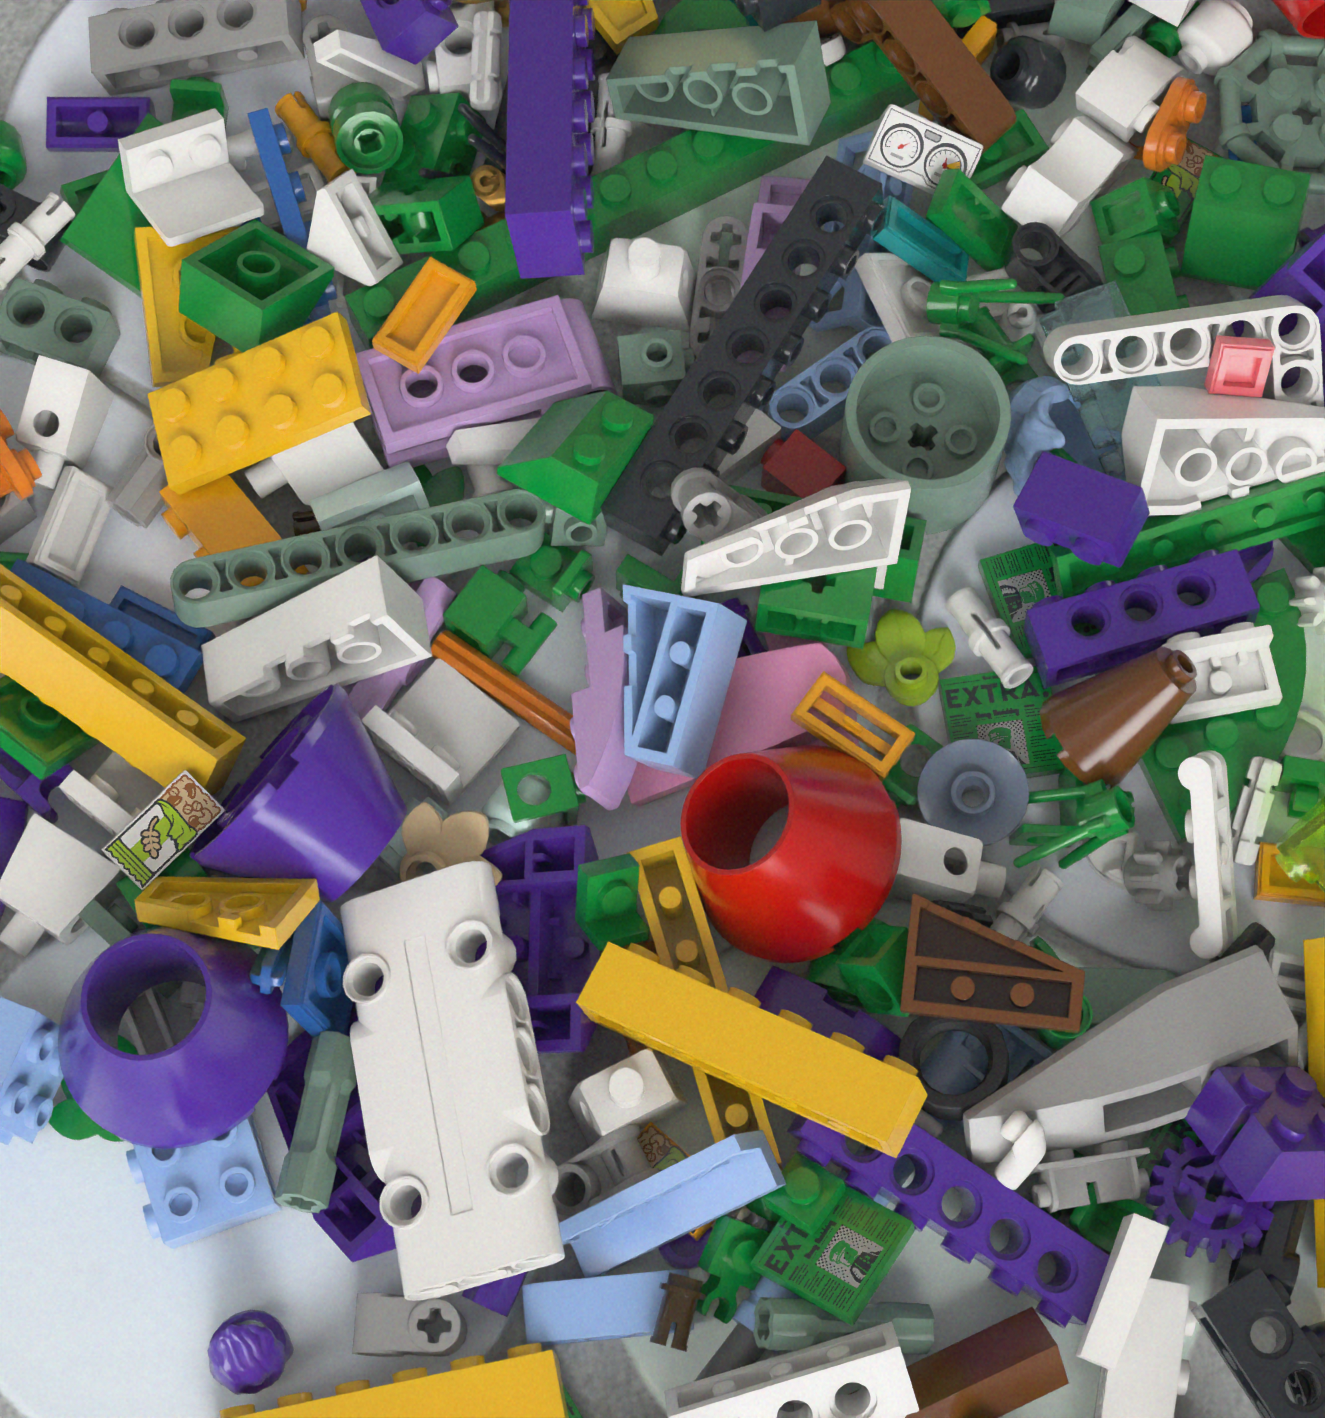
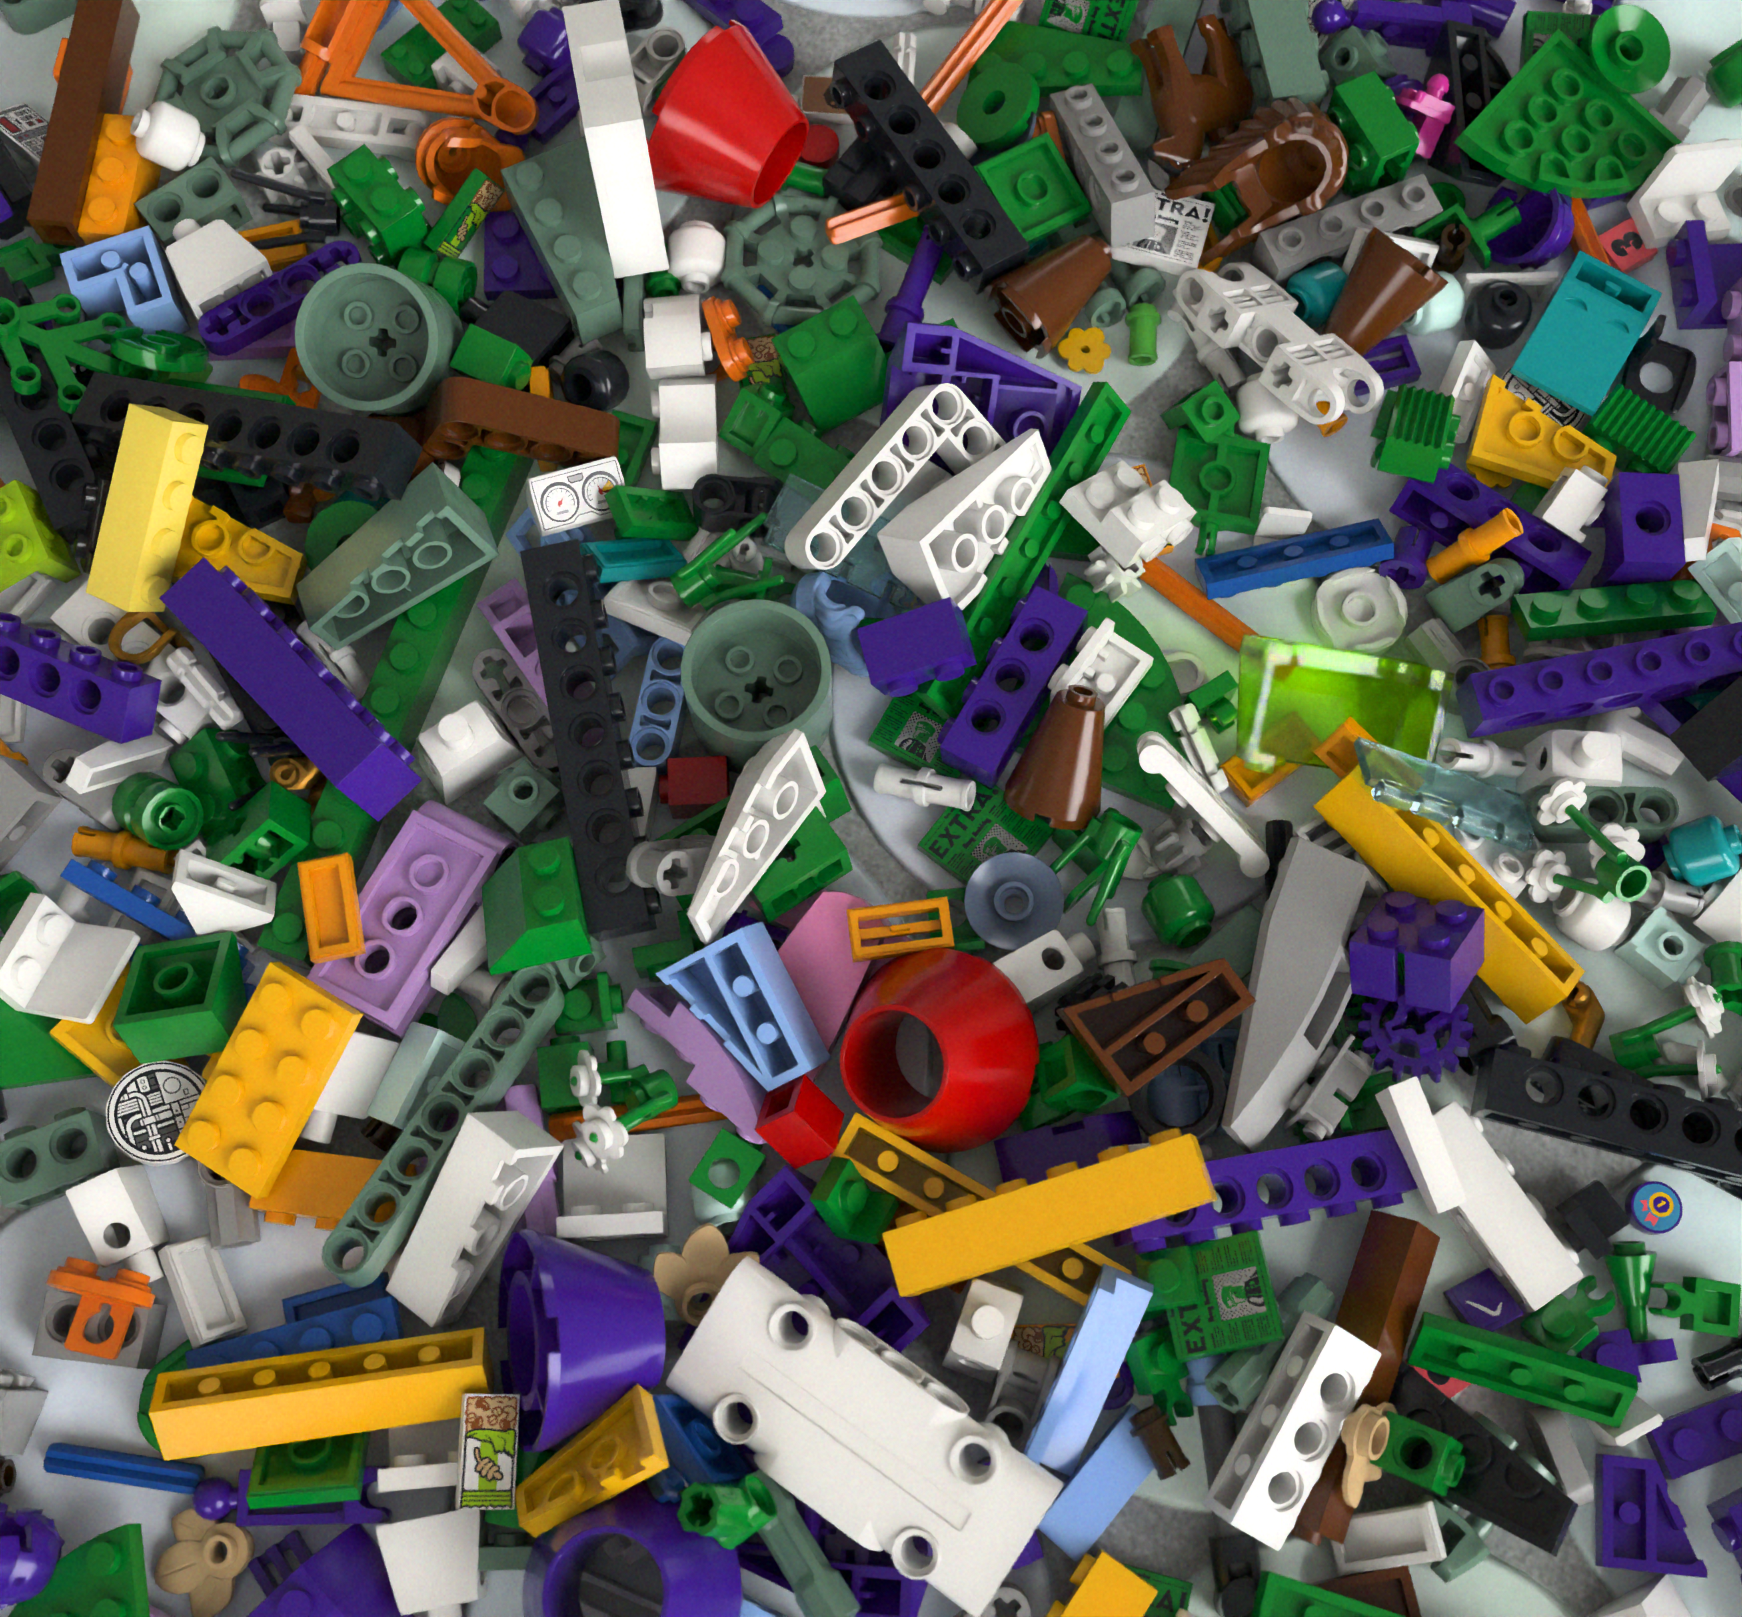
camera: 45 degrees left, 0 degrees up
(154, 352) = (151, 1110): none -> tile
(292, 1035) = (727, 1511): none -> green piece
(528, 680) = (602, 1132): none -> plant
(628, 803) = (800, 1122): none -> red brick
(903, 650) = (875, 844): lime plate -> none
(1025, 1153) = (1283, 1112): white arm -> none
(1106, 924) = (1178, 910): none -> green head
(1239, 366) = (932, 461): coral tile -> none

